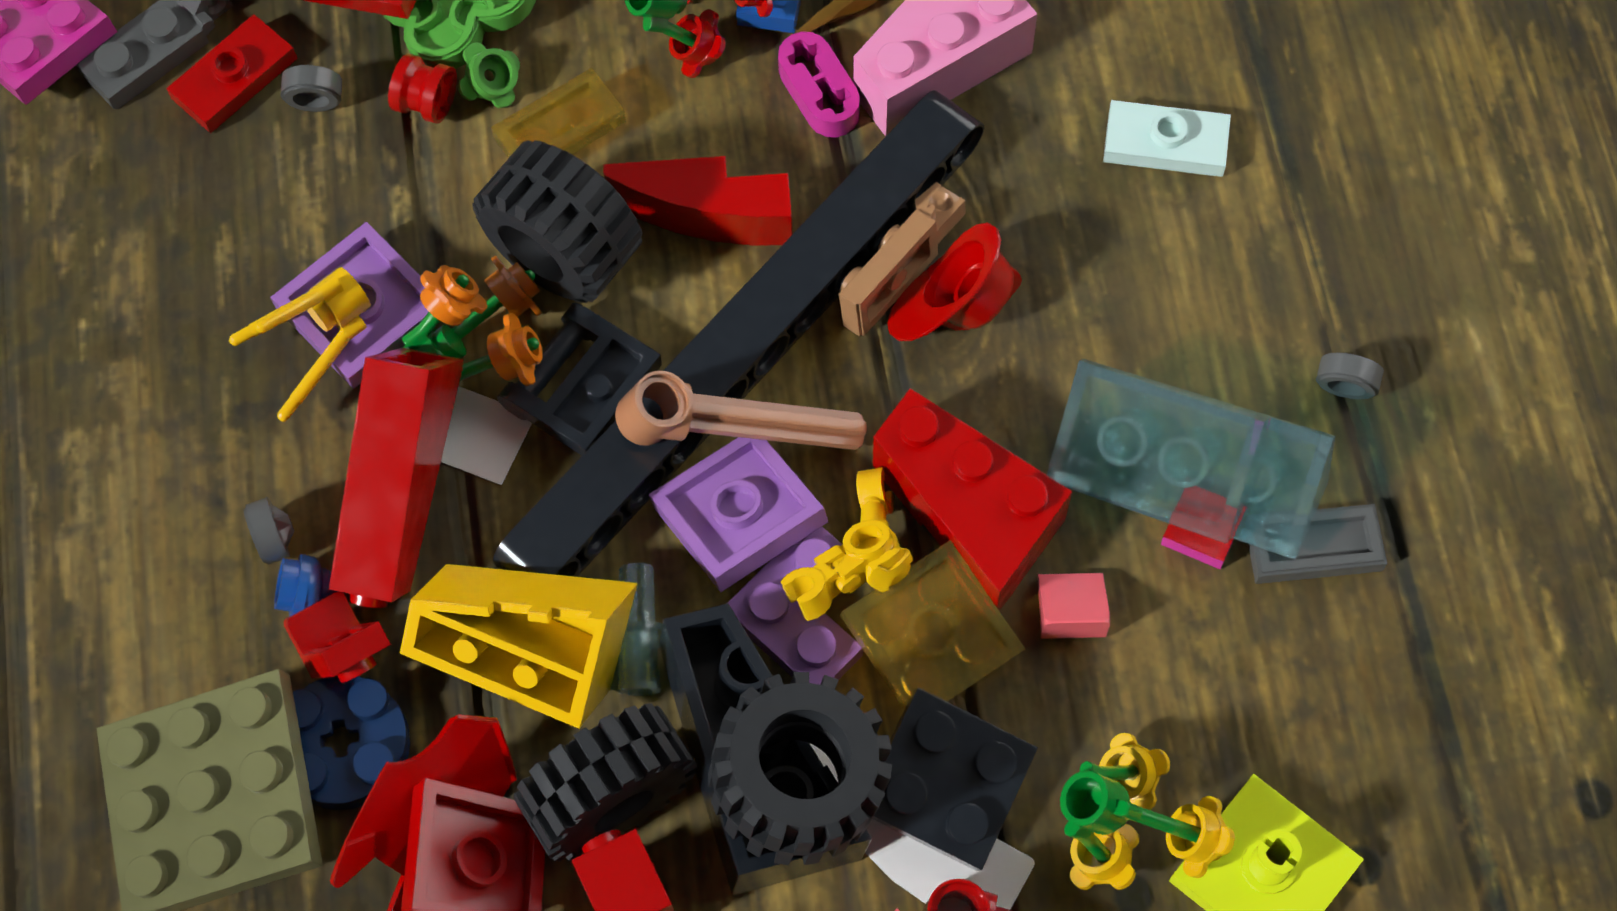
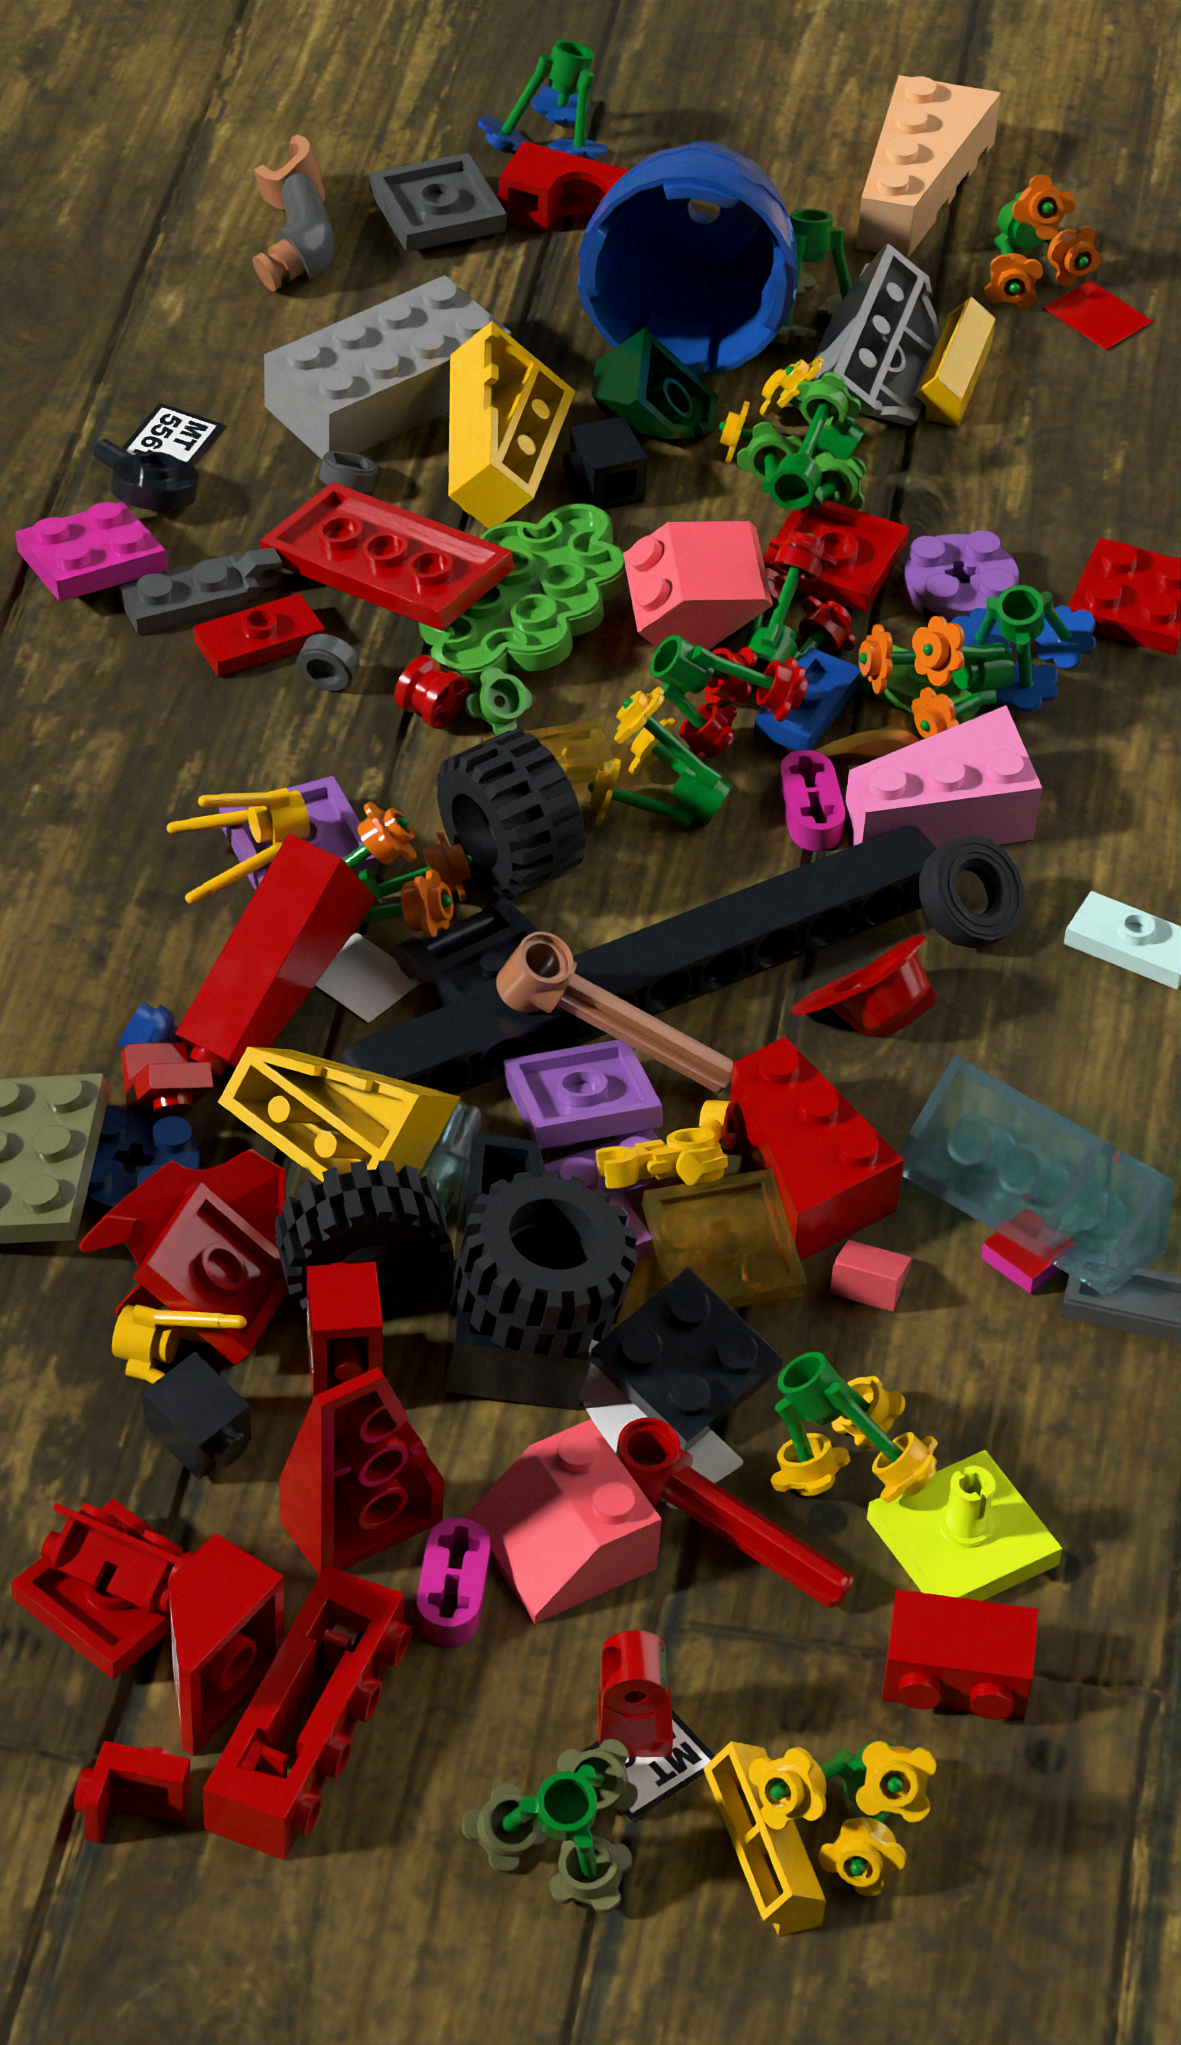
camera: 15 degrees right, 20 degrees down
(269, 529) = (139, 980): dark grey tile -> none
(703, 202) = (658, 851): red slope -> none
(711, 114) = (698, 788): none -> plant
(899, 260) = (823, 953): medium nougat hinge -> none
(983, 157) = (942, 900): none -> black tyre

